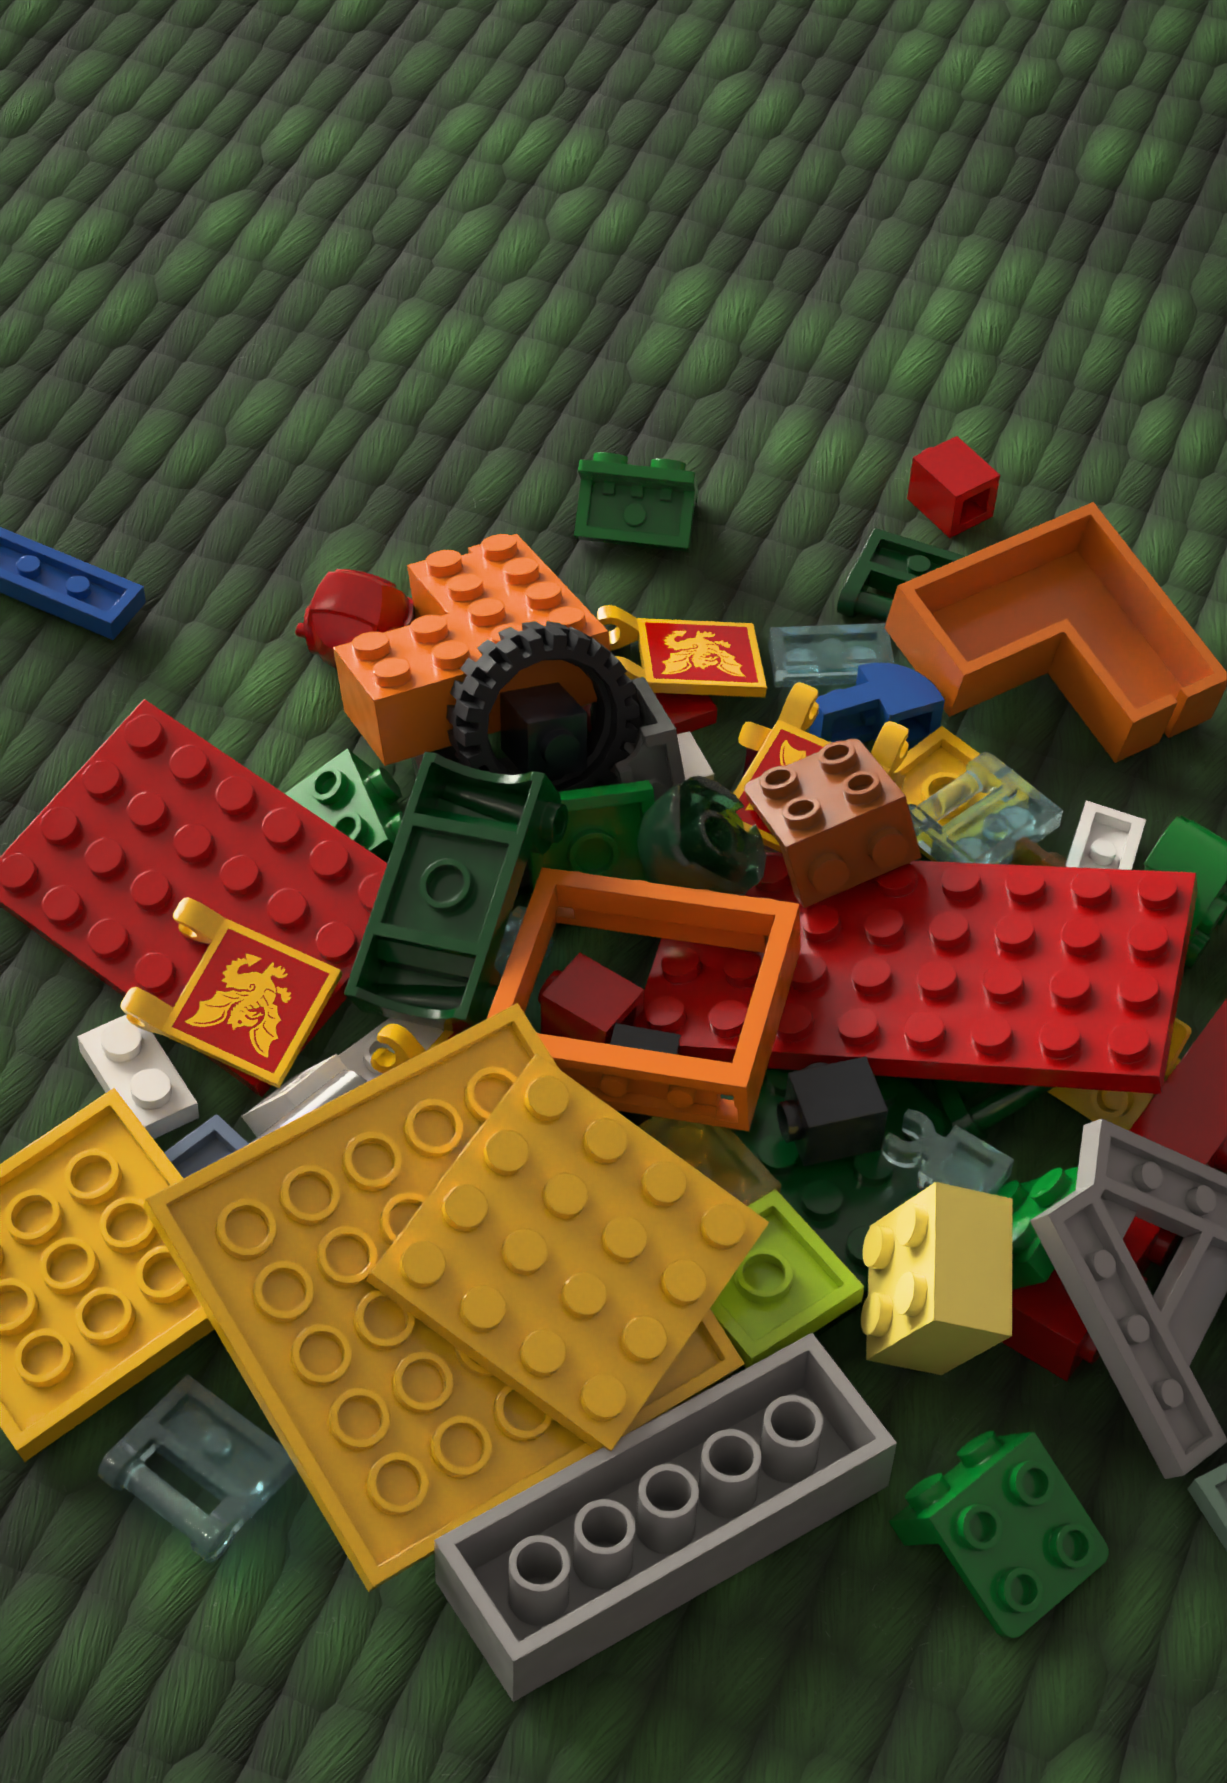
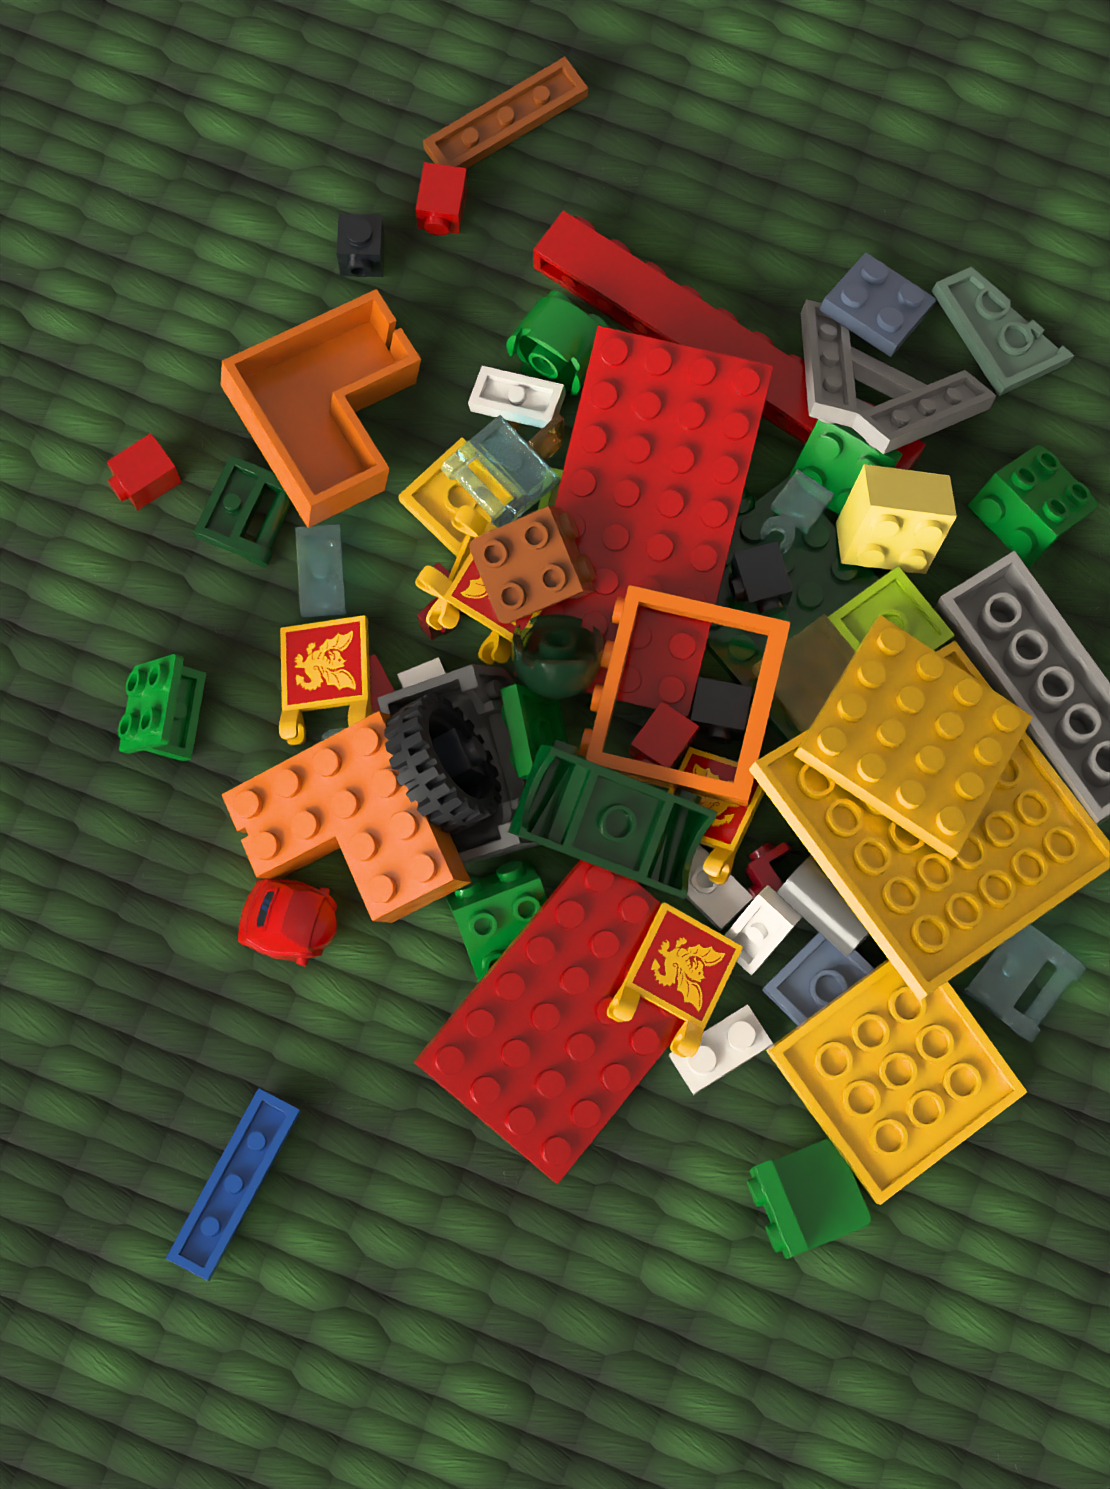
camera: 90 degrees left, 25 degrees up
(880, 695) = (375, 533): blue brick -> none

